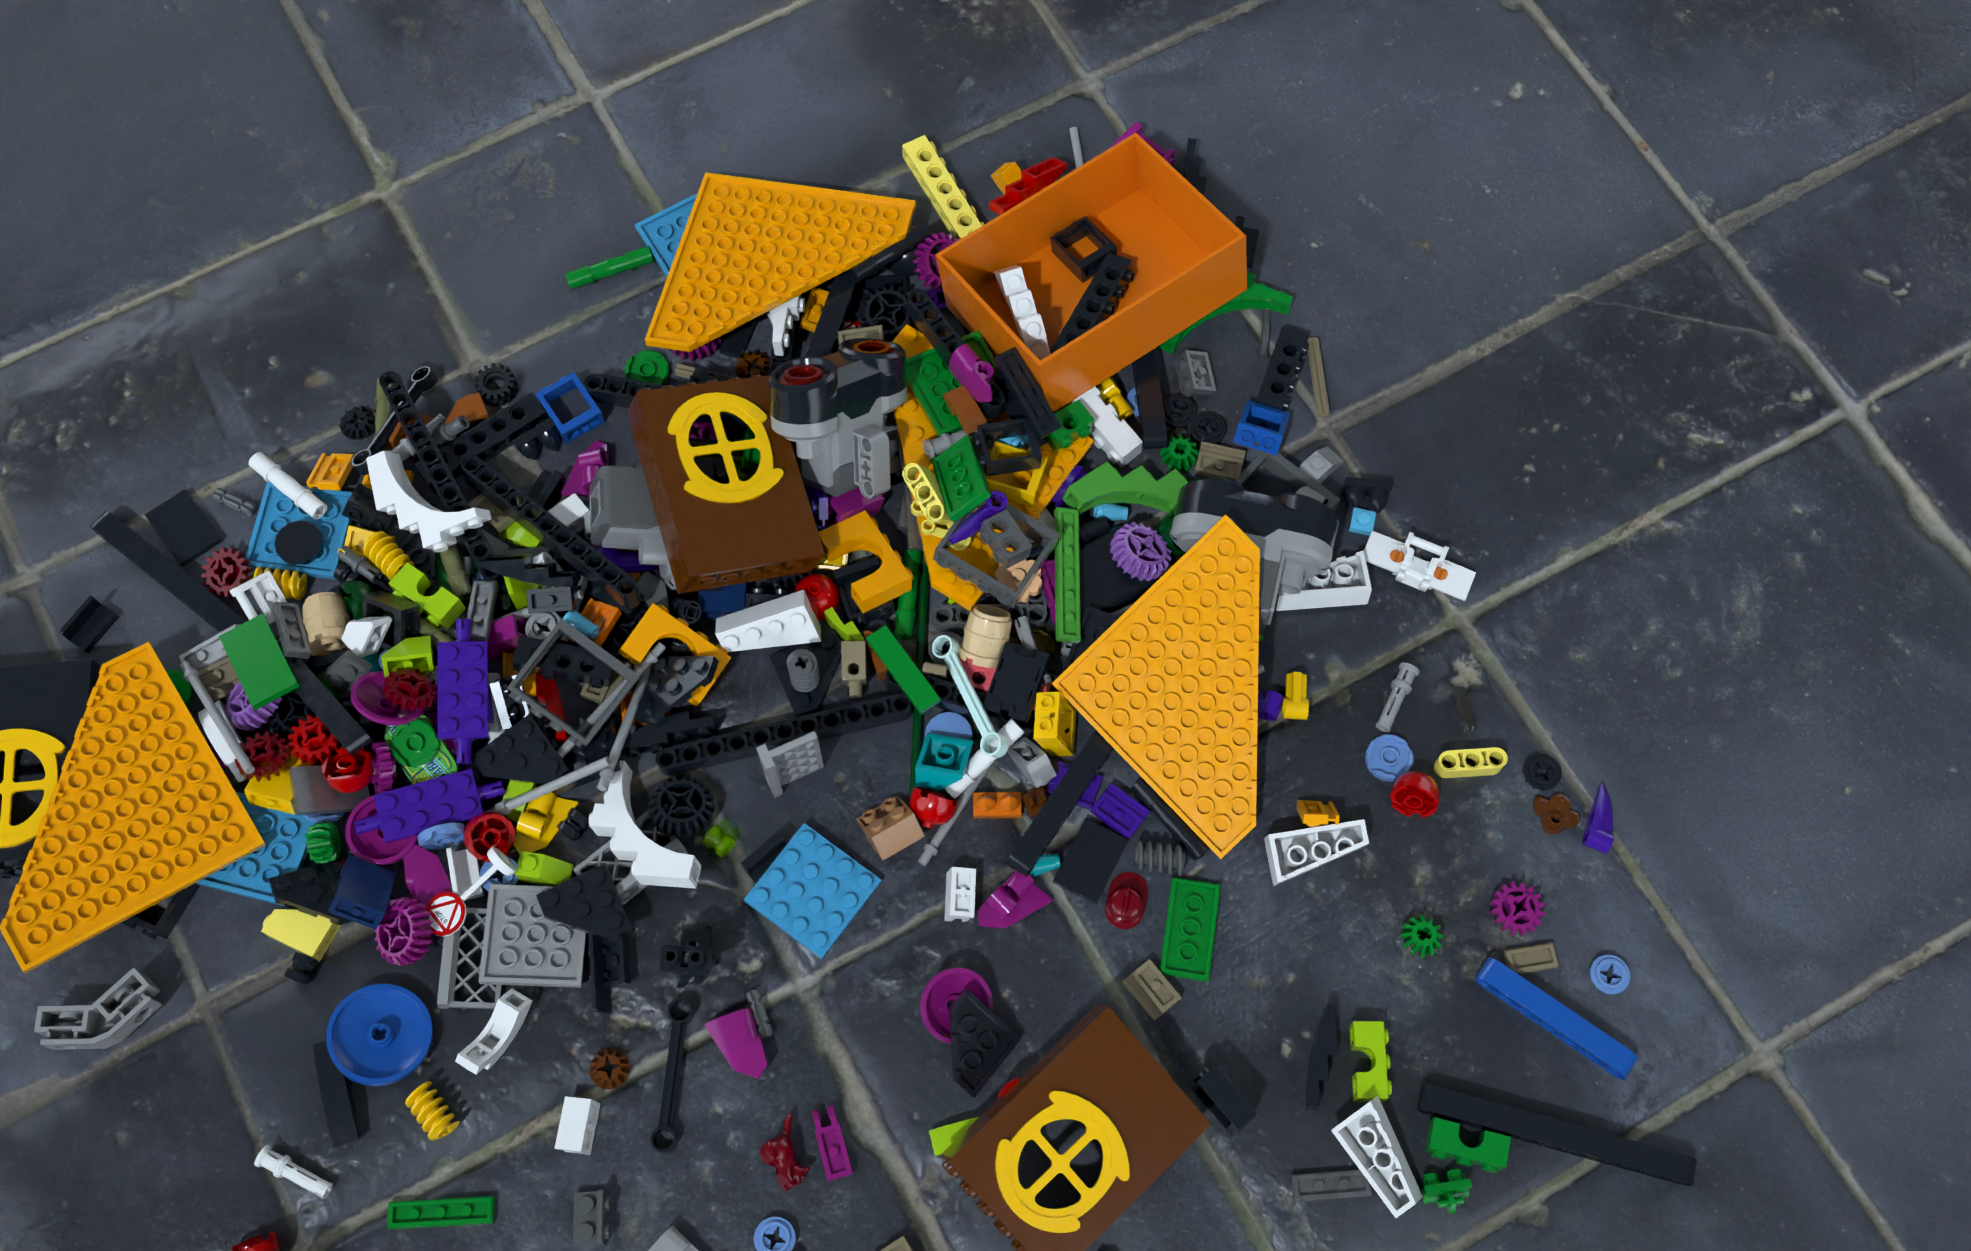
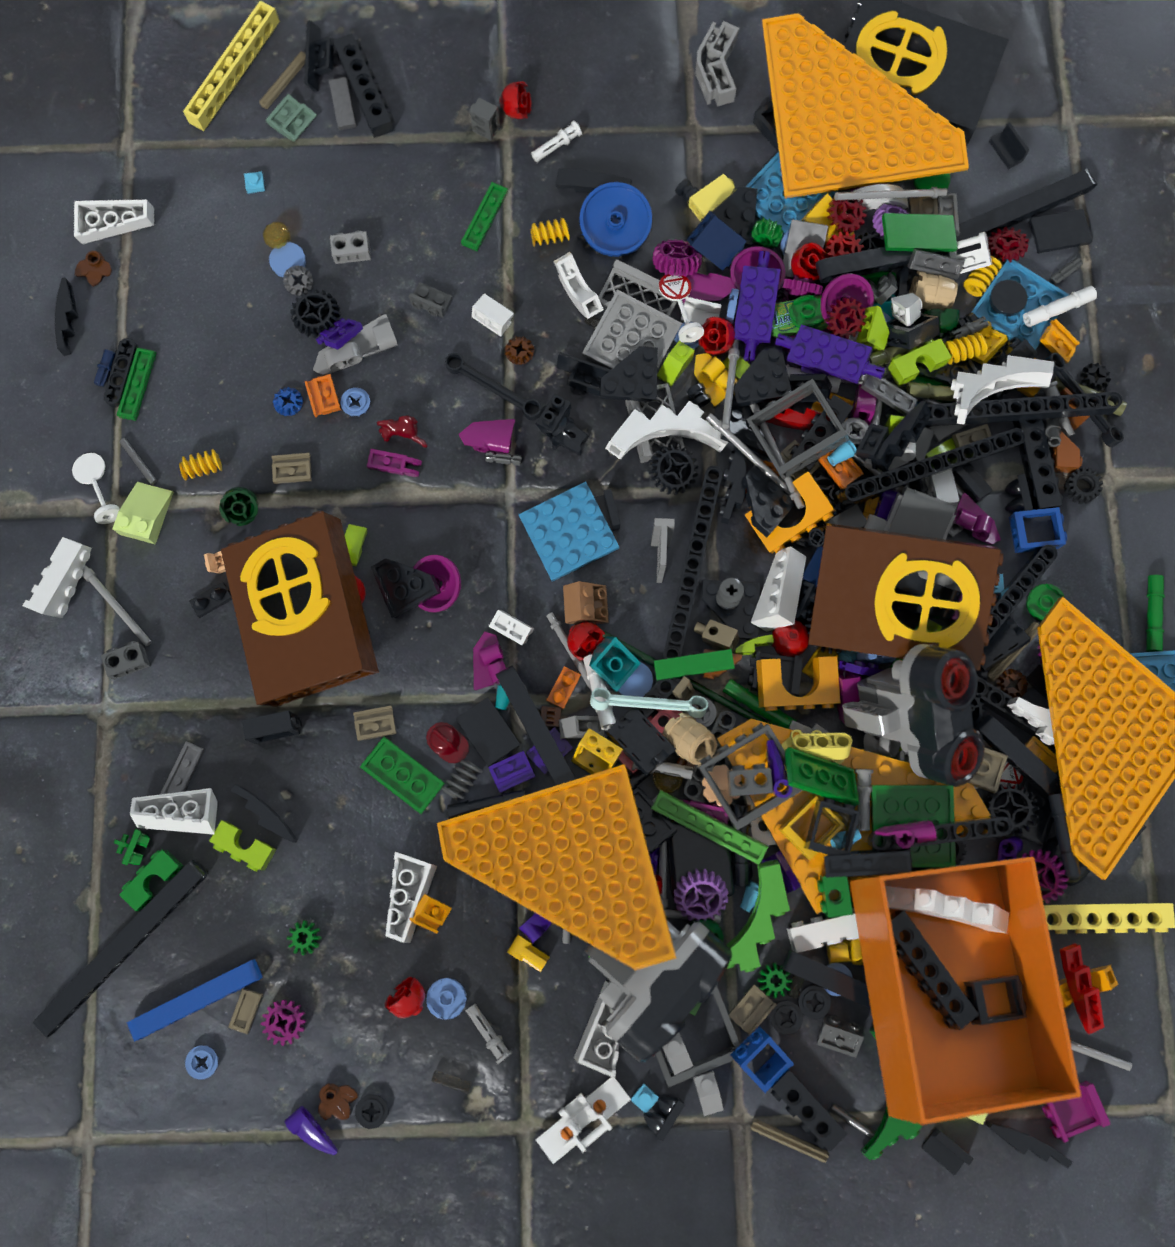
camera: 120 degrees right, 10 degrees up
(719, 841) = (636, 485): clear neon green wheel -> none
(965, 408) = (883, 814): dark orange slope -> none
(1479, 756) = (405, 1068): light yellow beam -> none

